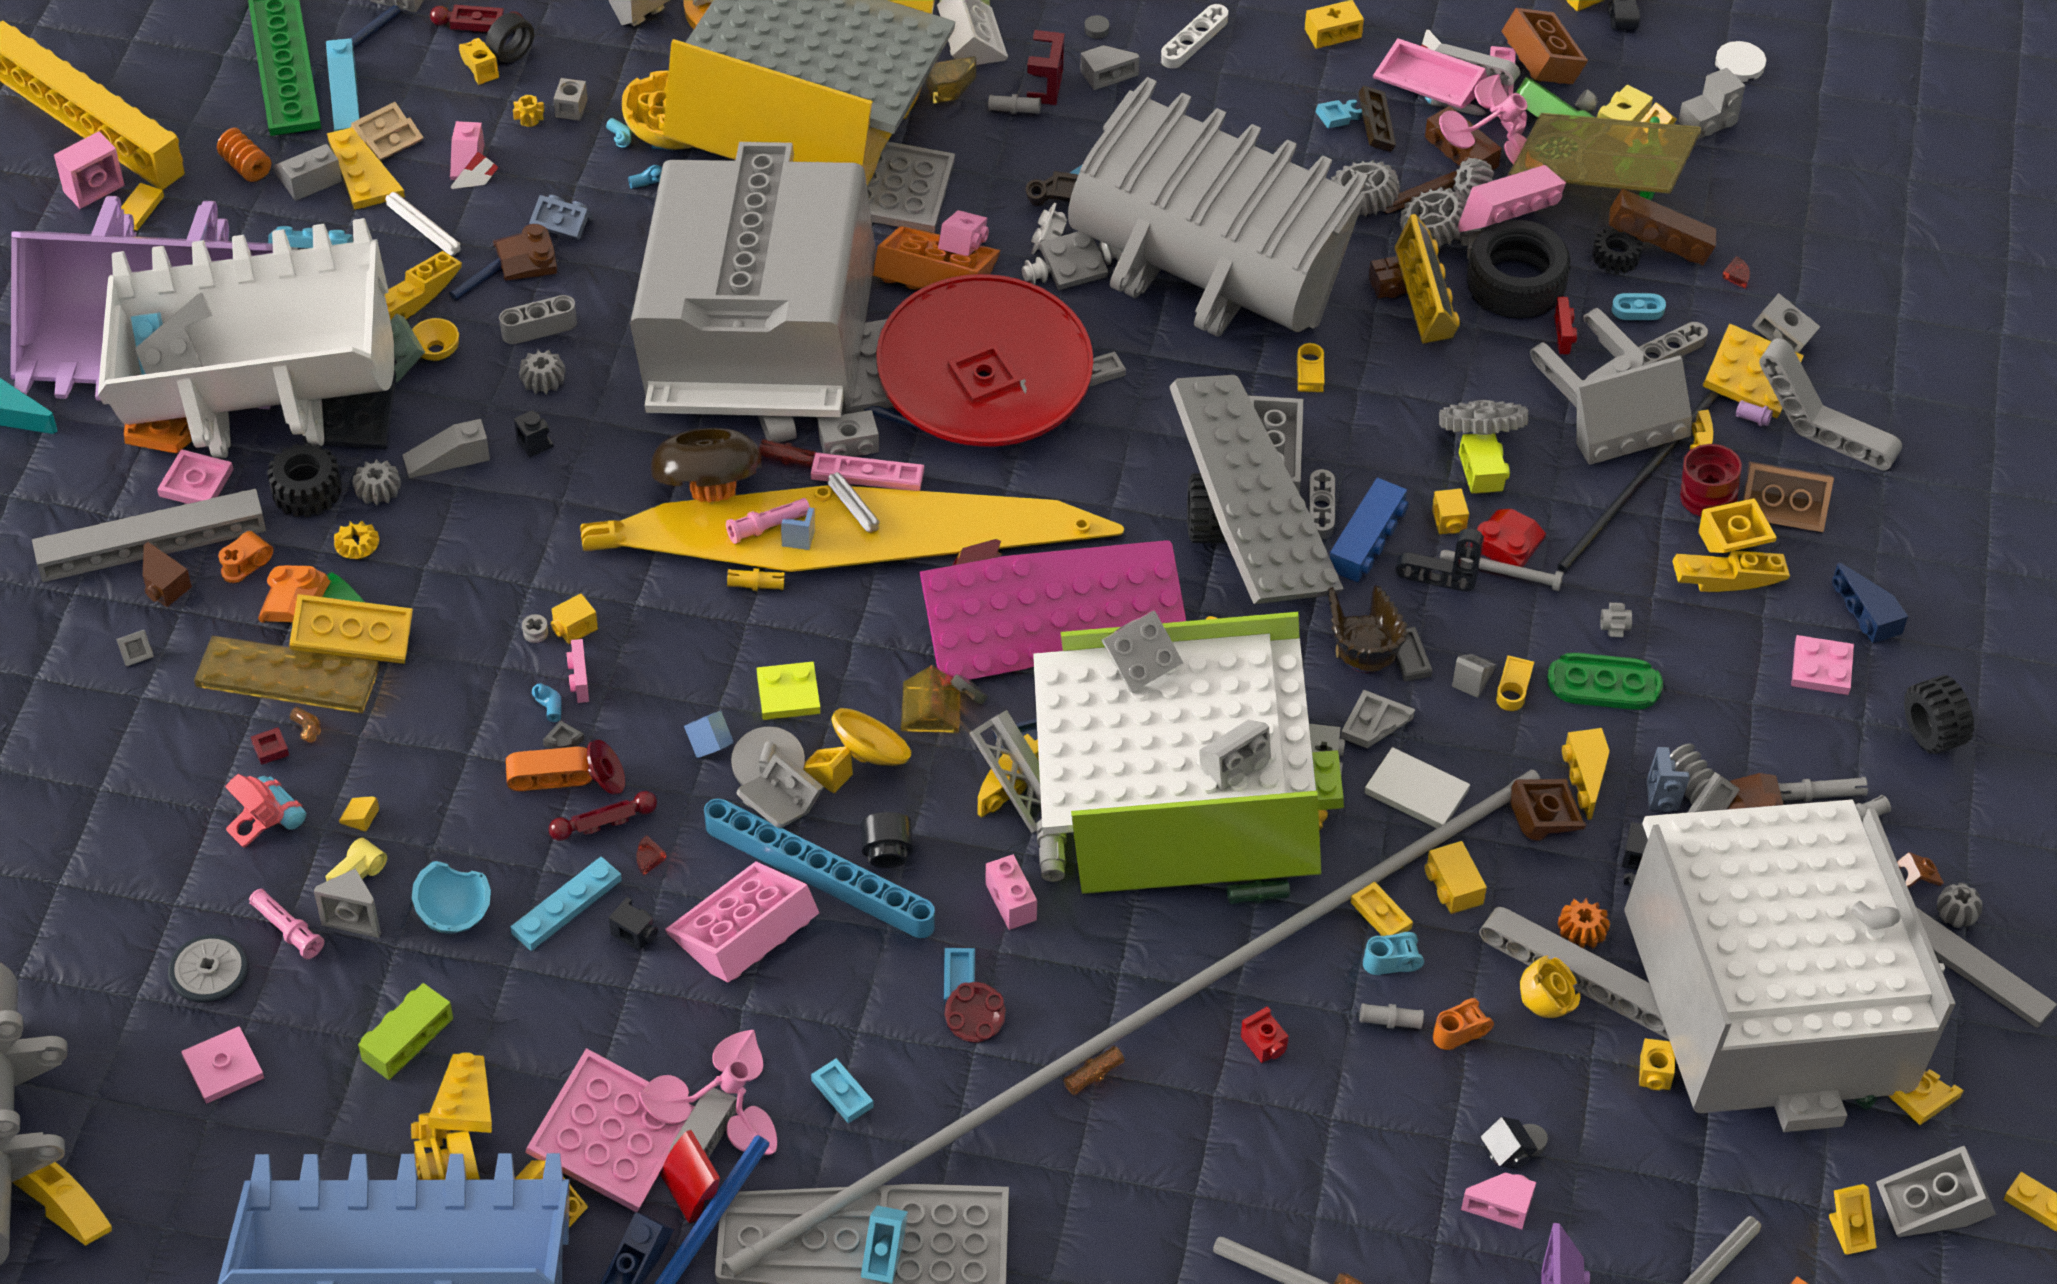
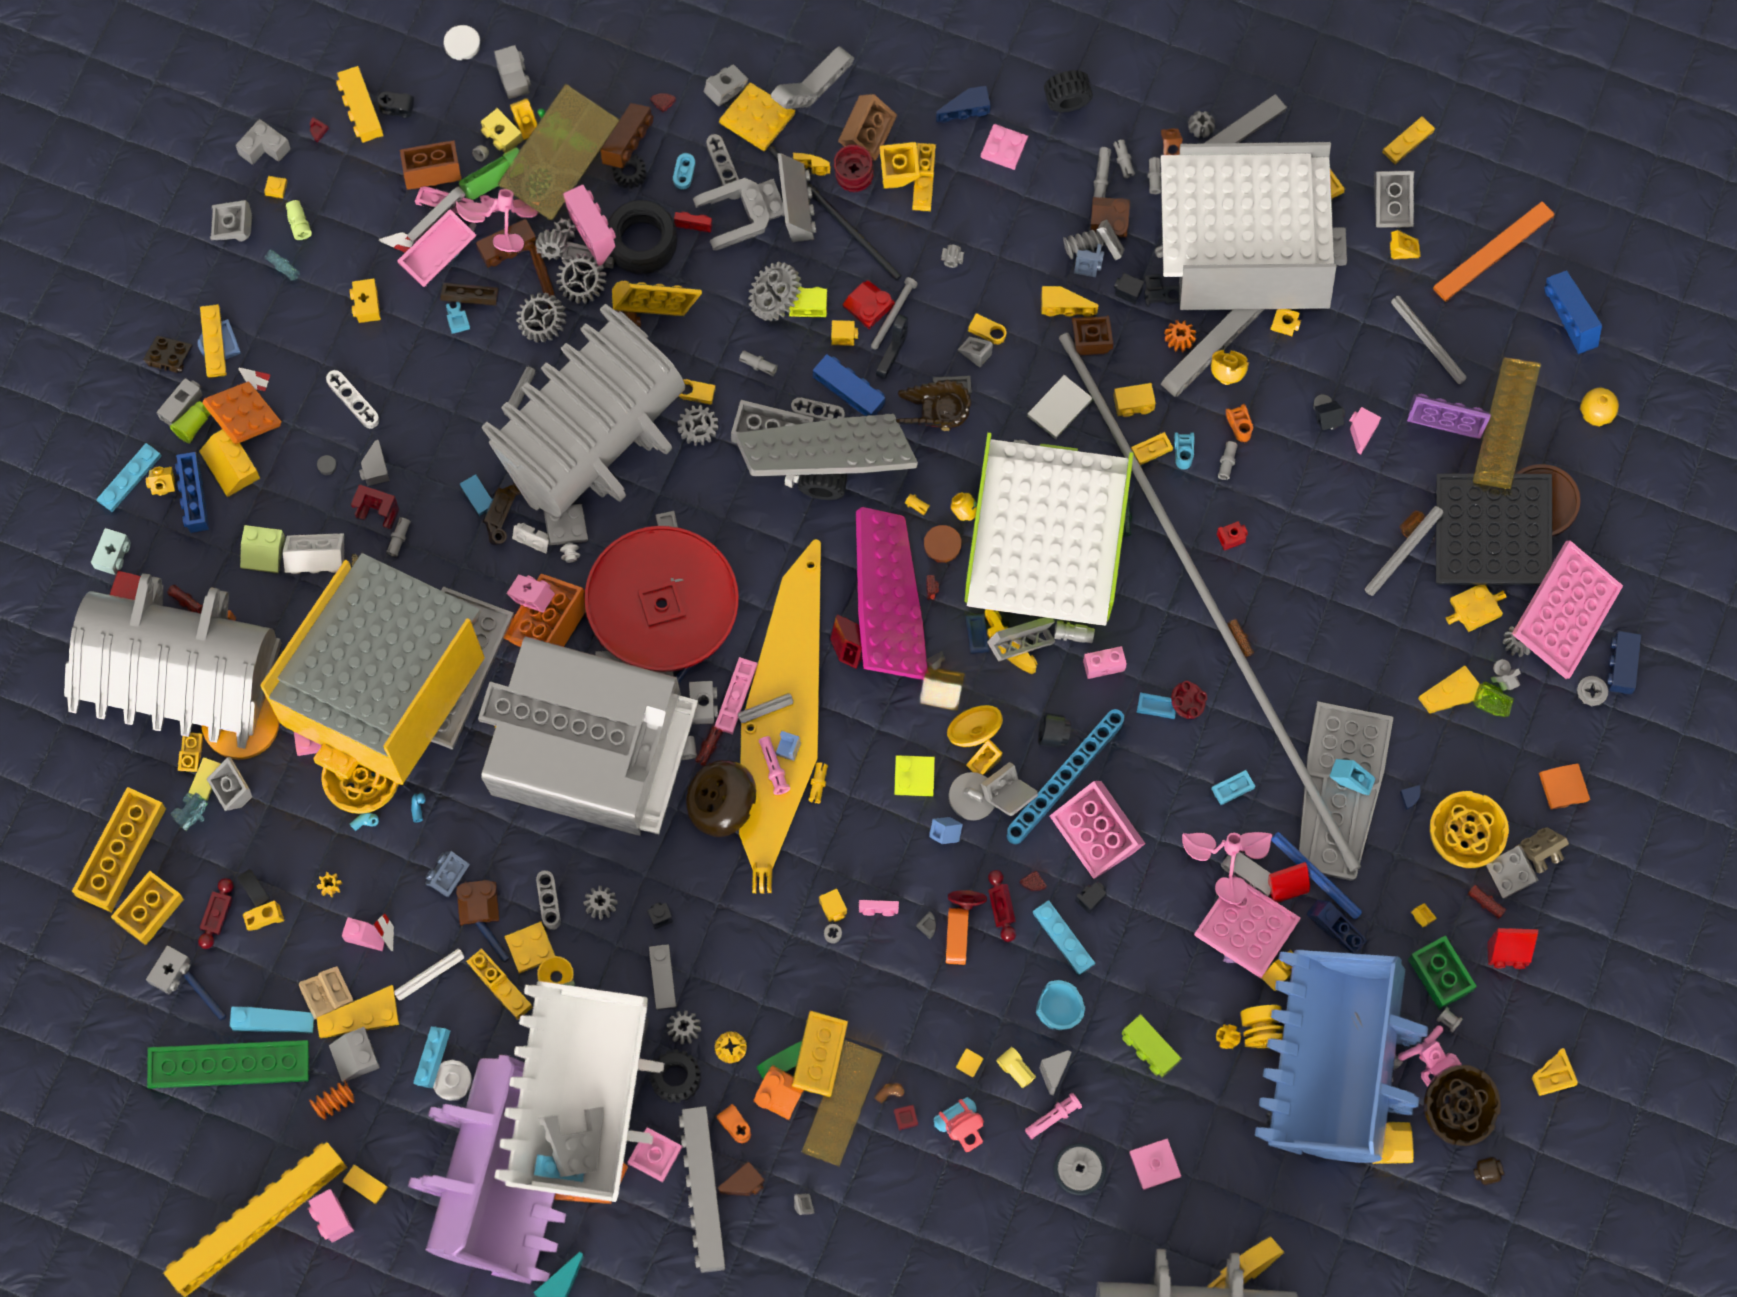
camera: 80 degrees left, 20 degrees up
(463, 1097) = (1217, 1011): yellow wing -> none
(473, 314) = (529, 947): none -> yellow plate
(550, 699) = (896, 929): dark azure arm -> none
(570, 99) = (329, 857): light grey brick -> none
(1142, 651) = (998, 533): light grey plate -> none
(1237, 753) = (1089, 492): light grey slope -> none
(1260, 372) = (701, 432): none -> light grey gear
(1373, 426) = (758, 363): none -> light grey pin
(1374, 719) = (1003, 419): light grey wing -> none
(1605, 681) = (994, 276): green tile -> none
(1754, 413) = (792, 126): lavender pin -> none
(1876, 918) = (1264, 166): light grey arm -> none

